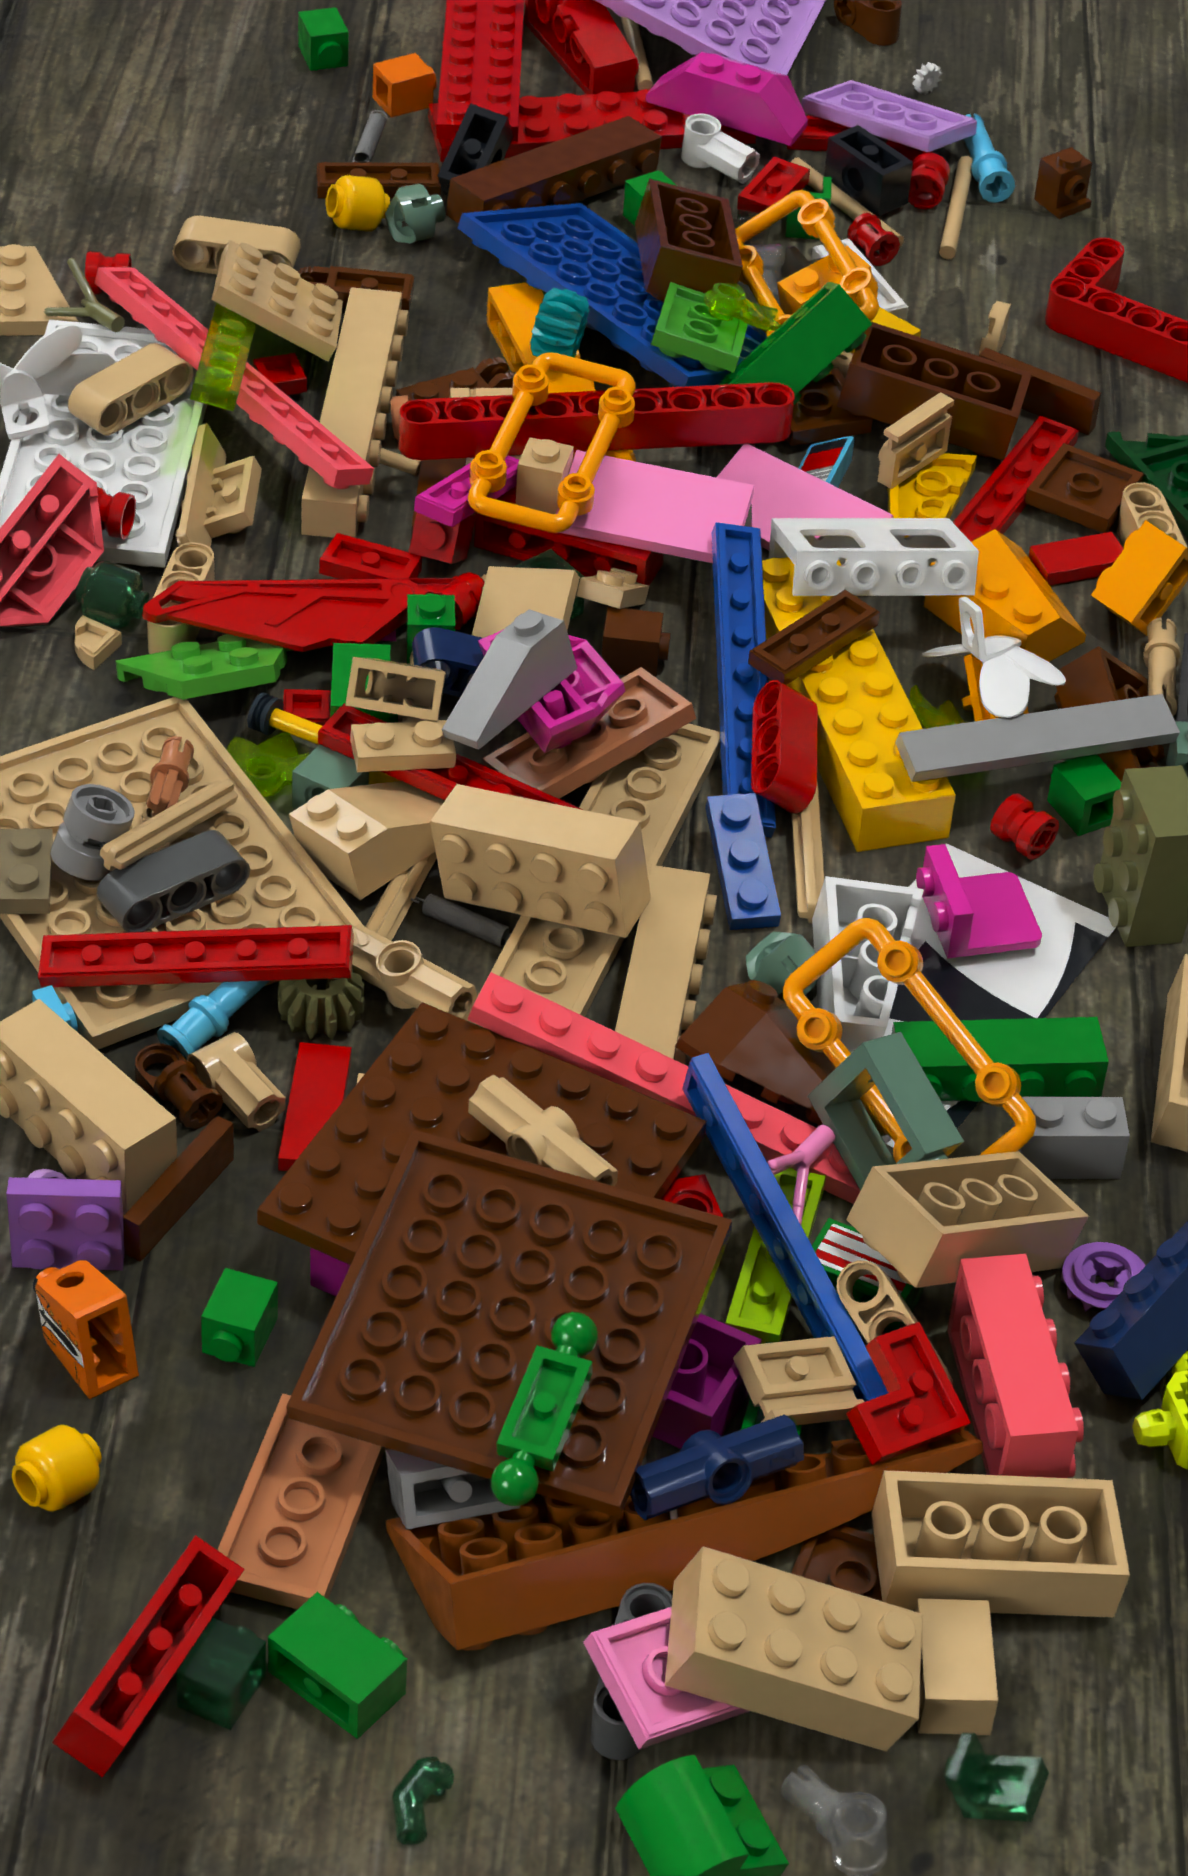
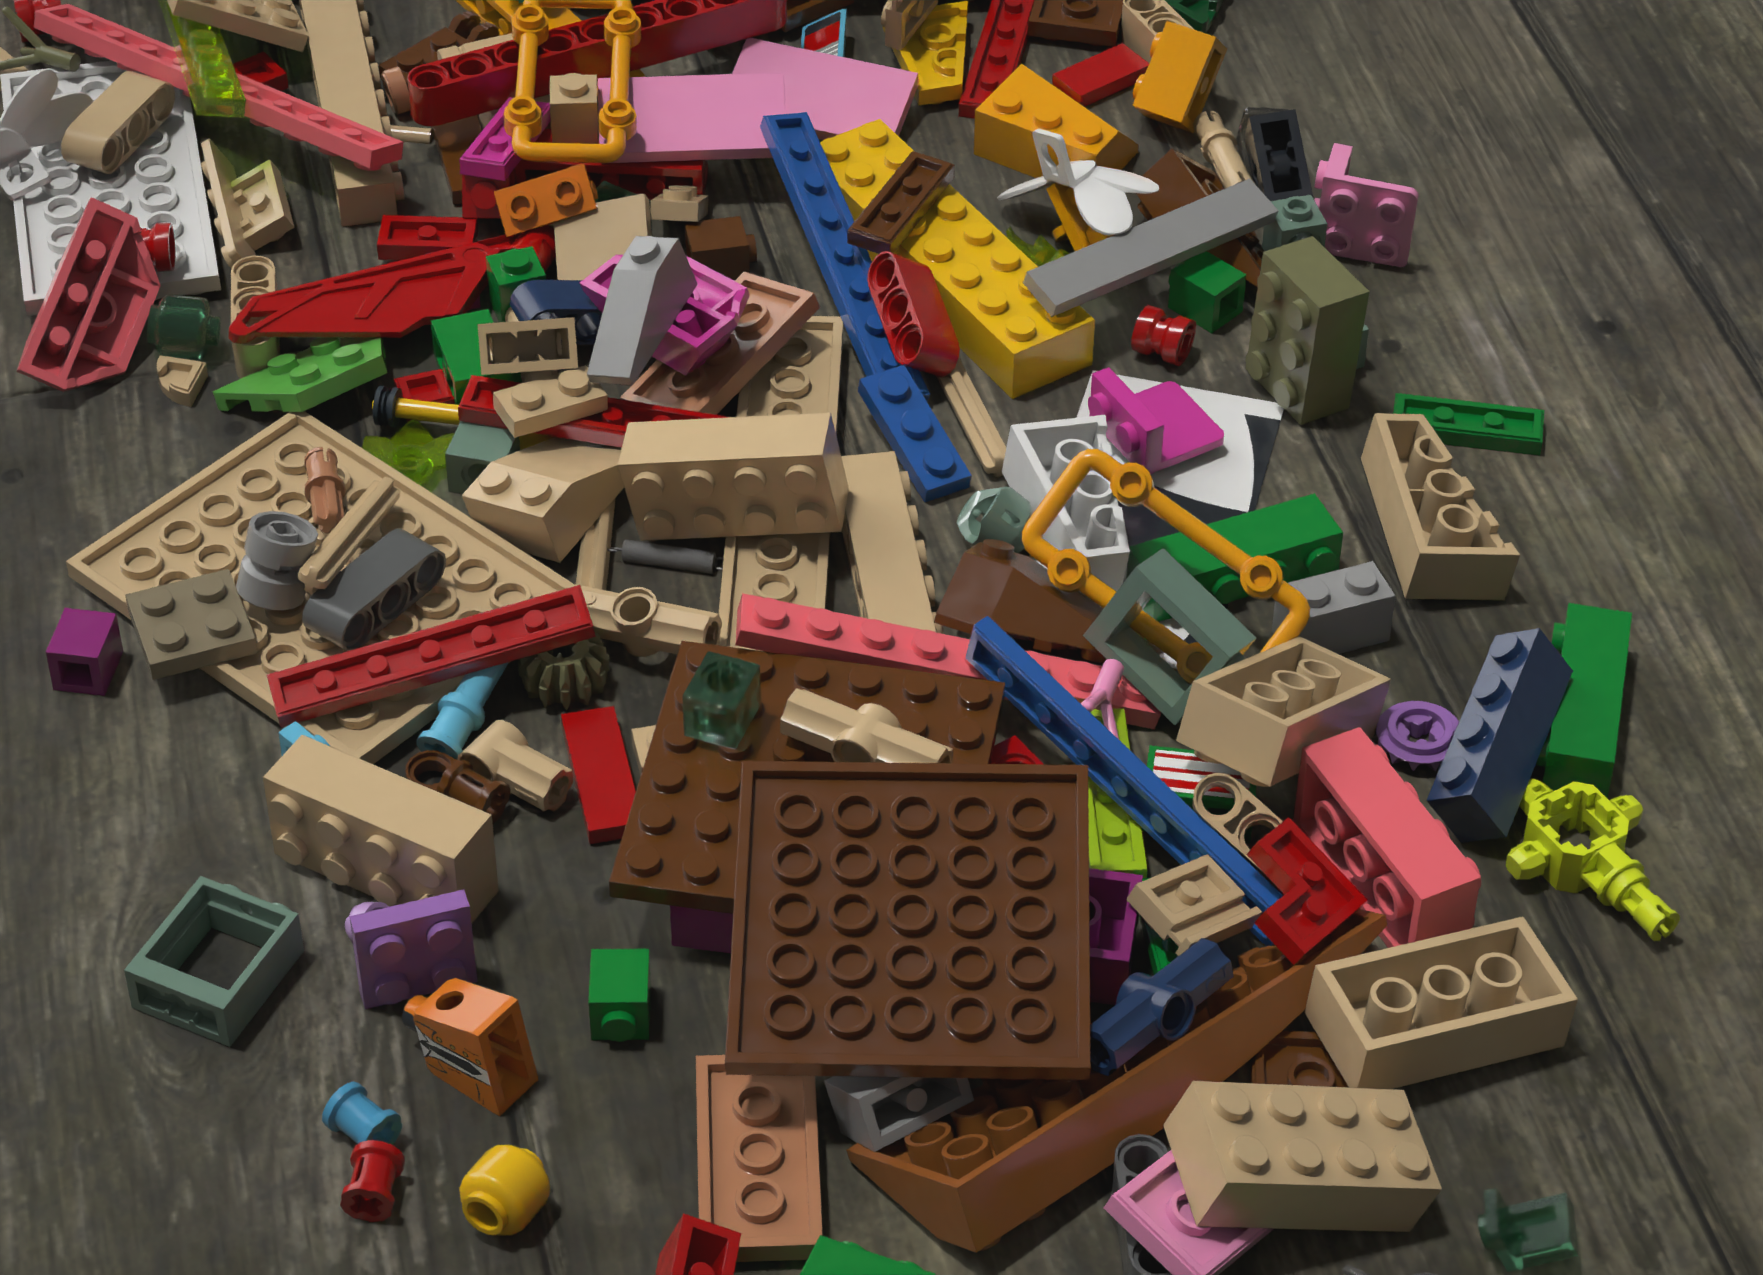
camera: 15 degrees left, 0 degrees up
(178, 1188) = (504, 884): reddish brown tile -> none
(425, 1067) = (721, 700): none -> clear green brick
(484, 554) = (546, 200): none -> orange hinge
(544, 1409) = (985, 994): green plate -> none
(876, 556) = (922, 118): white window -> none
(956, 1667) = (1453, 1129): tan brick -> none

